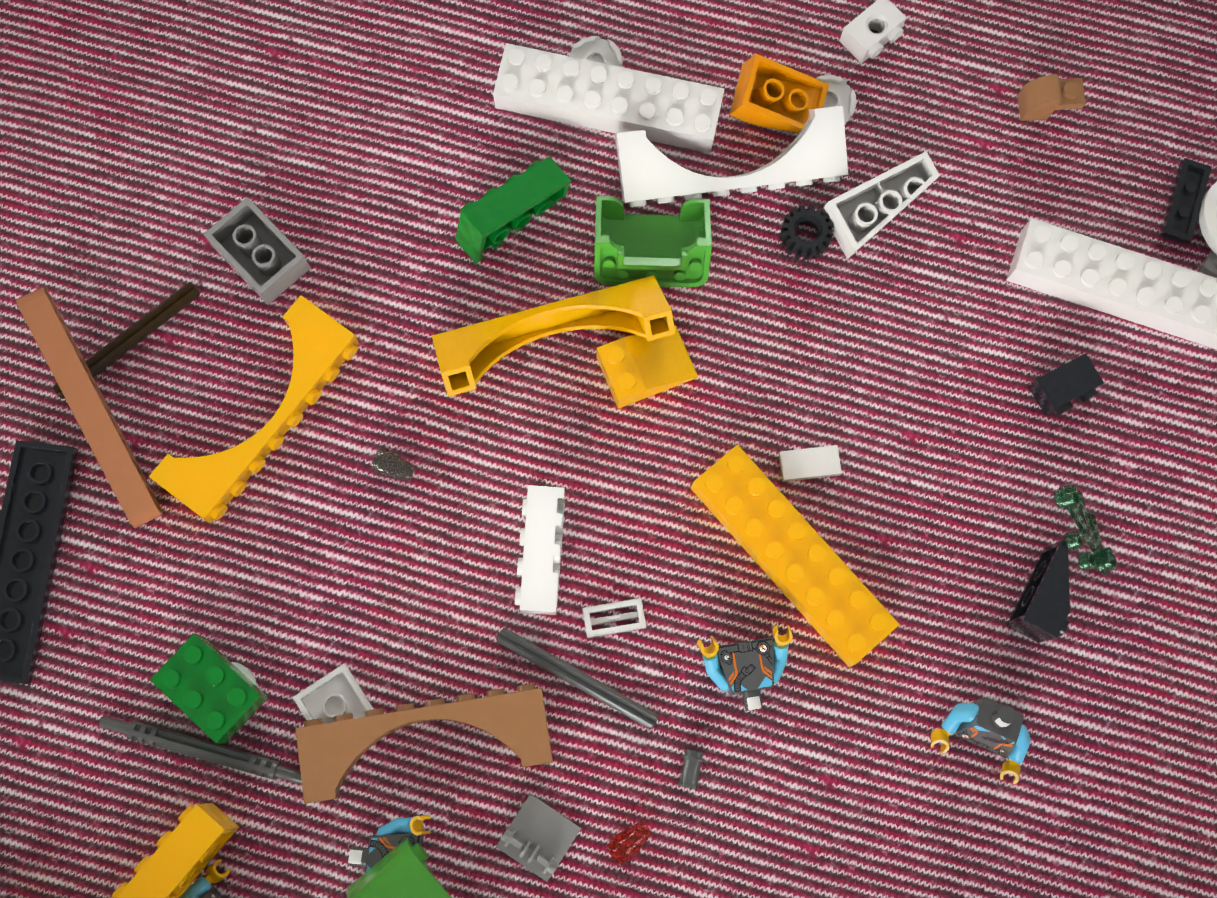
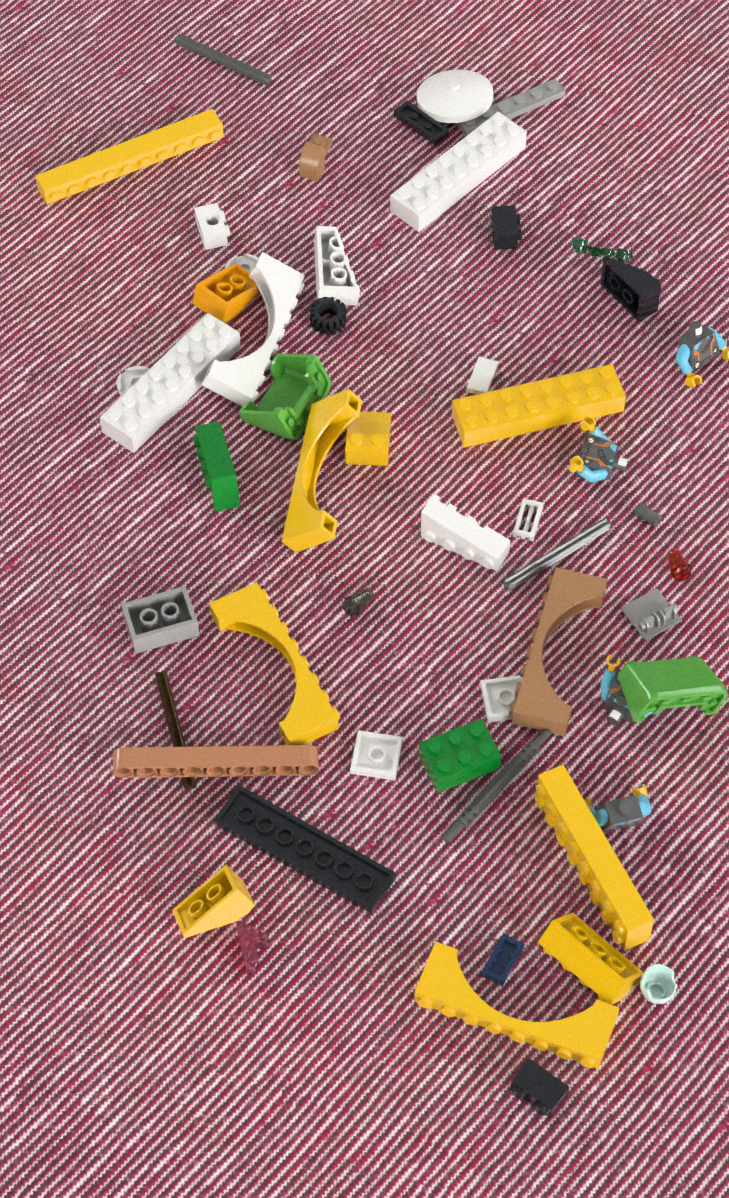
camera: 60 degrees left, 20 degrees down
(188, 585) = (376, 755): none -> white tile

